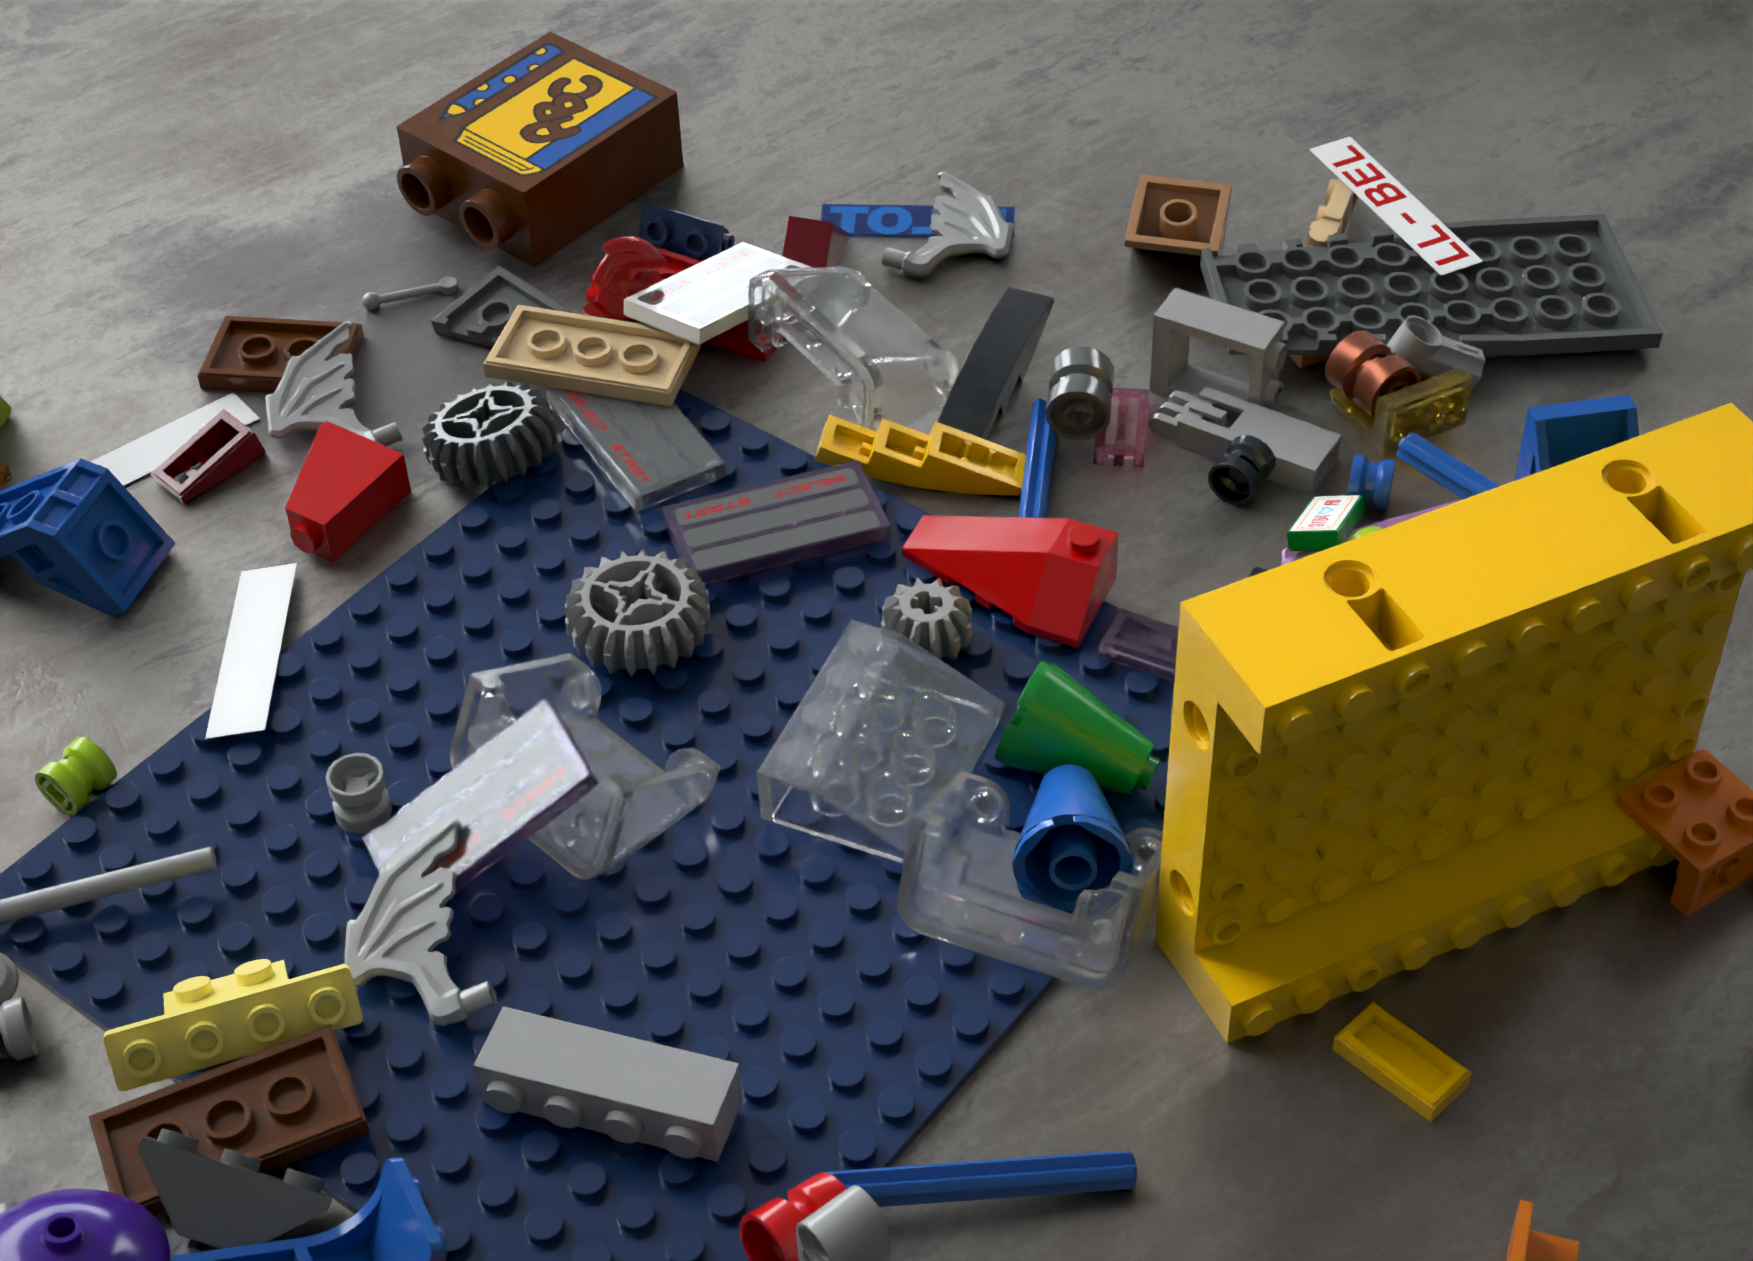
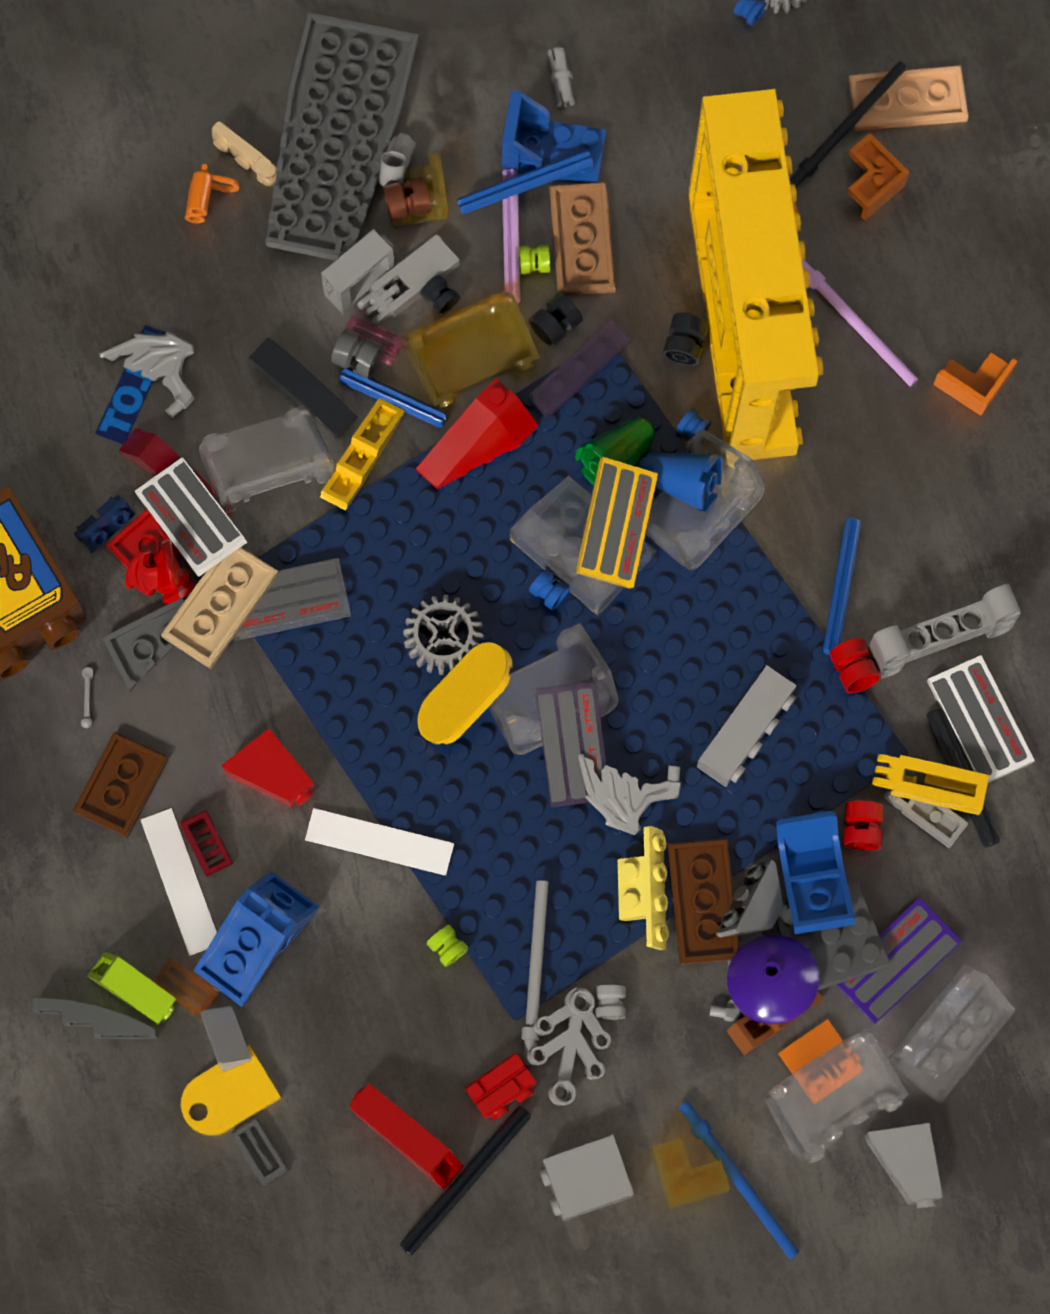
camera: 75 degrees left, 30 degrees up
(318, 390) = (176, 770): light grey animal -> none
(358, 792) = (524, 797): light grey wheel -> none
(490, 435) = (263, 667): dark grey gear -> none
(528, 644) = (464, 693): none -> yellow tile
(769, 719) = (549, 589): none -> blue wheel
(777, 522) = (392, 546): tile -> none
(918, 733) = (616, 523): none -> tile
(930, 617) = (495, 489): light grey gear -> none
(1170, 518) = (470, 347): none -> clear yellow windscreen
(1178, 216) = (225, 242): medium nougat slope -> none
(1253, 187) = (200, 192): none -> orange piece
(1325, 522) = (500, 270): tile -> none
(1372, 480) = (474, 235): blue wheel -> none
(1396, 206) = (261, 120): white sticker -> none
(1402, 1061) = (835, 386): yellow tile -> none
(1597, 972) = (817, 281): none -> lavender bar

